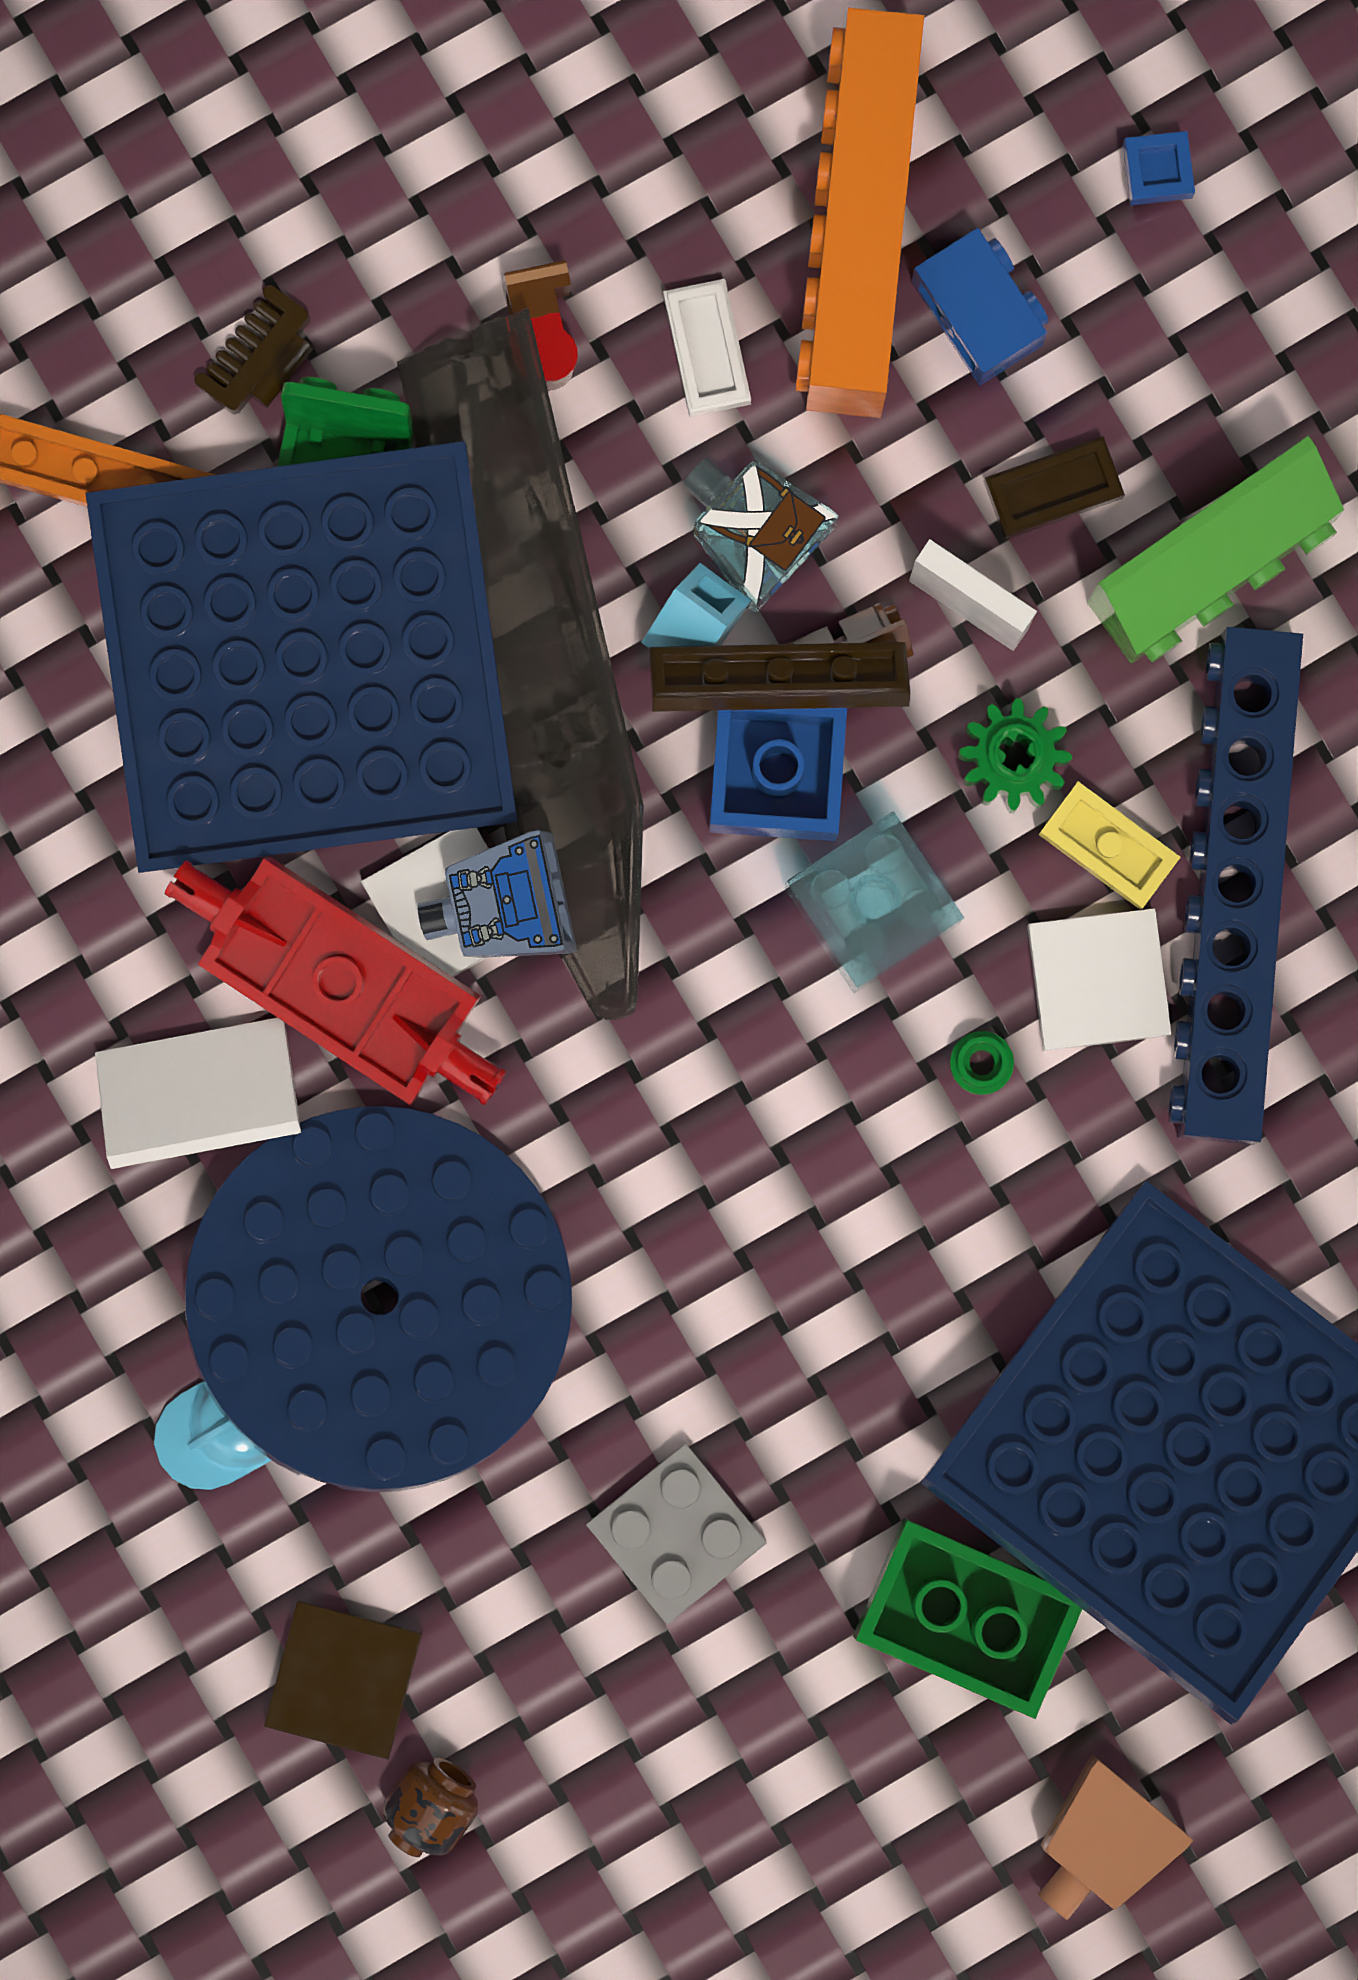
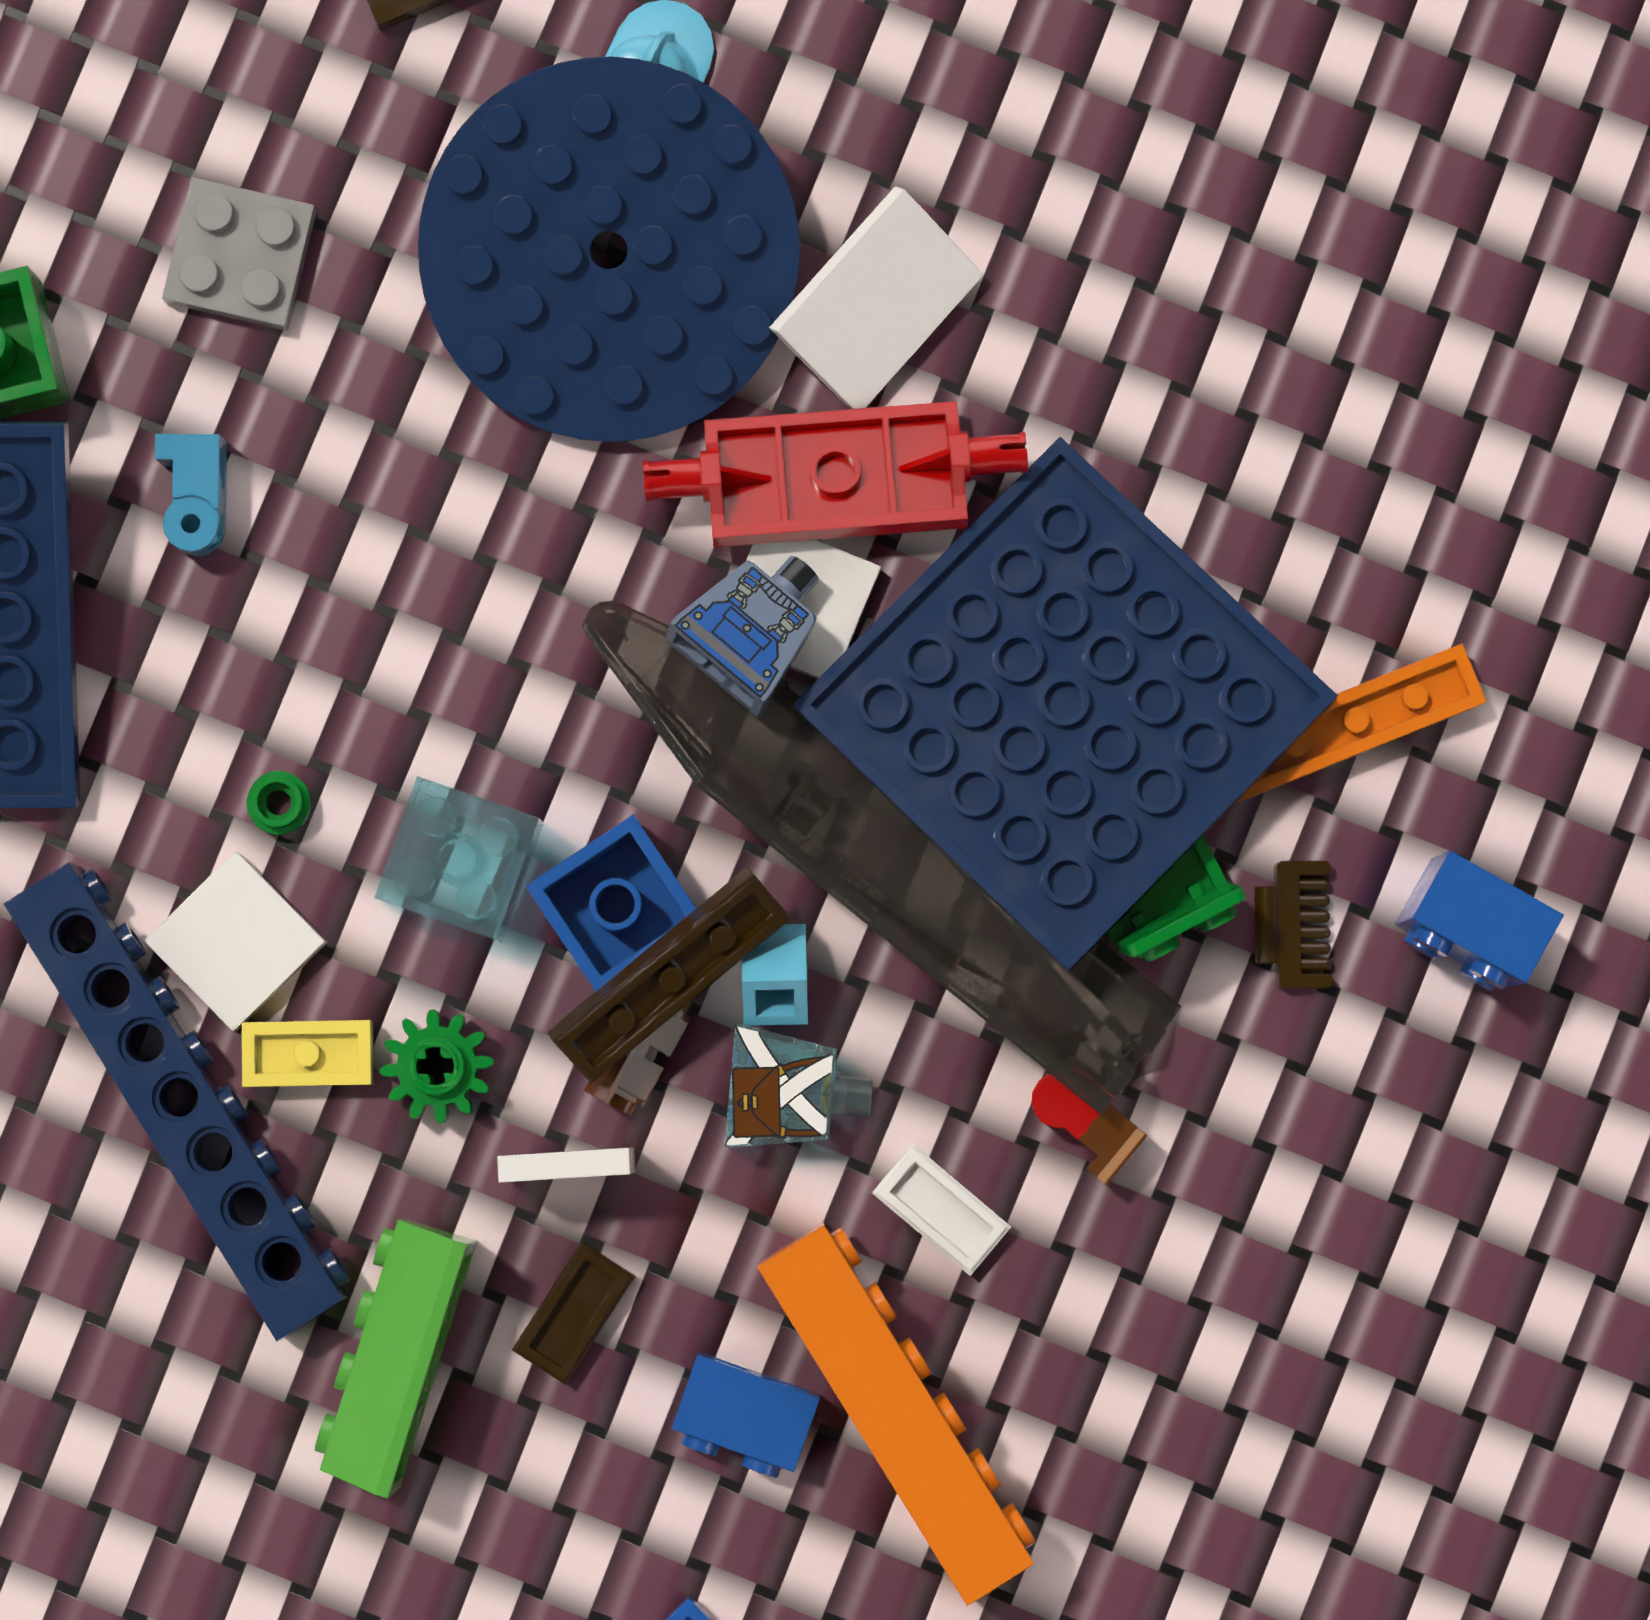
camera: 140 degrees right, 0 degrees up
(113, 233) = (1477, 921): none -> blue brick
(871, 1342) = (199, 478): none -> dark azure leg

